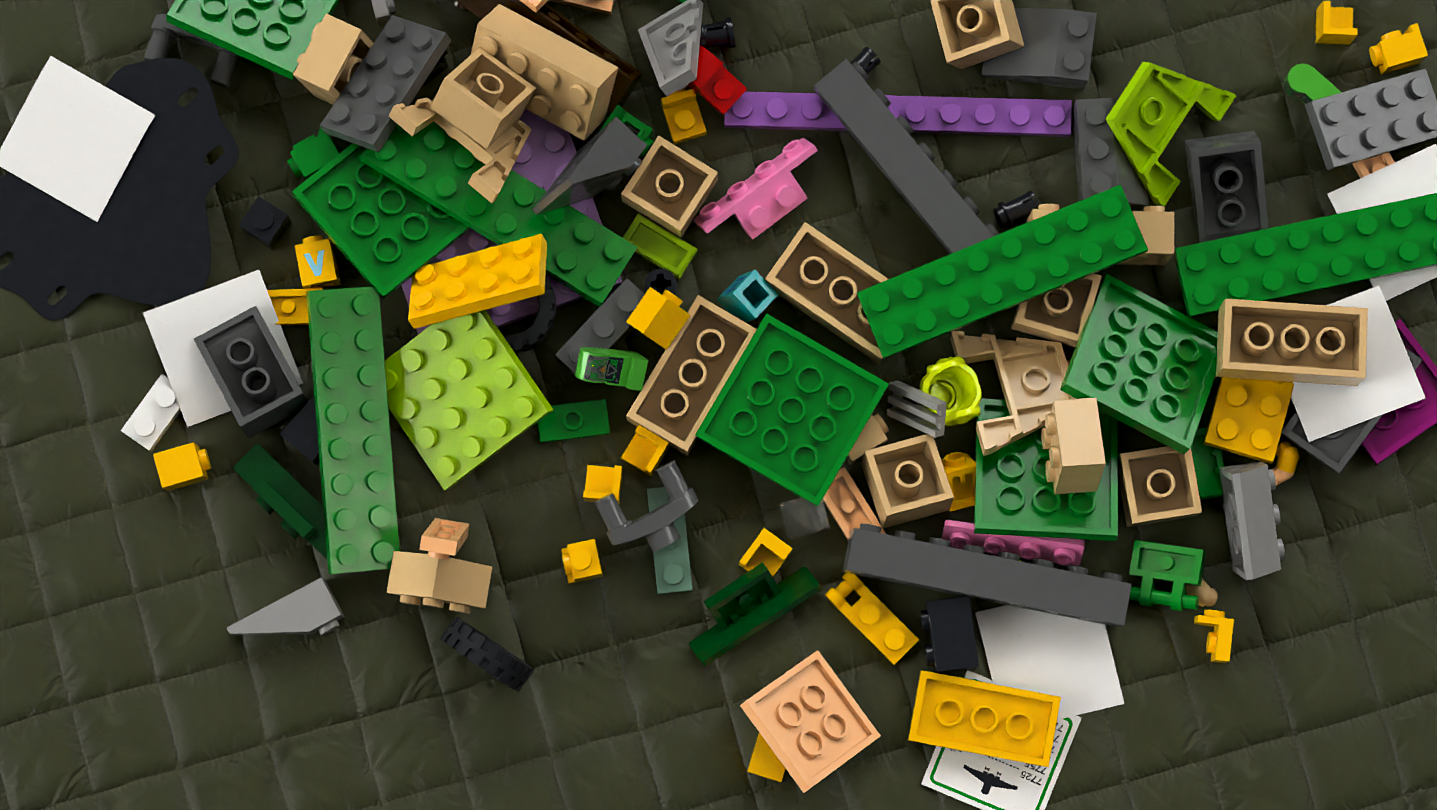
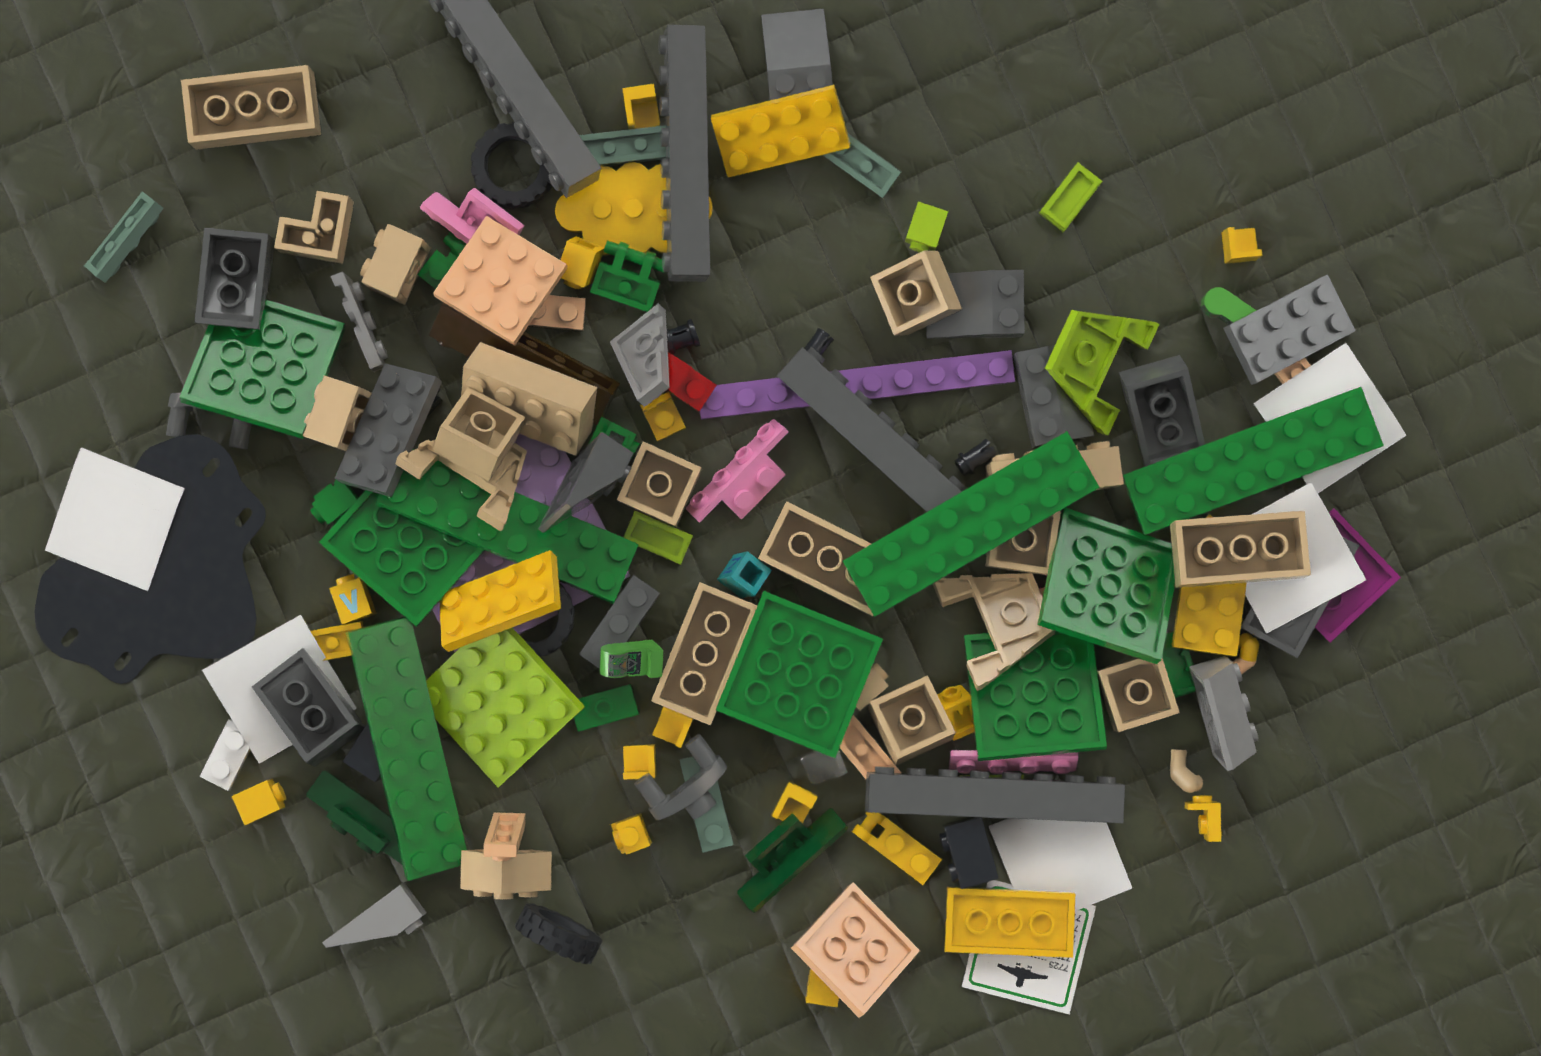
camera: 10 degrees left, 5 degrees up
(265, 223) = (299, 570): black brick -> none
(659, 317) = (667, 608): yellow brick -> none
(667, 276) = (657, 570): black bush -> none
(917, 415) = (910, 659): light grey tile -> none
(957, 386) = (939, 634): neon yellow hair -> none
(1074, 446) = (1057, 672): tan brick -> none
(1166, 563) = (1154, 760): green plate -> none
(1399, 50) = (1301, 261): yellow brick -> none

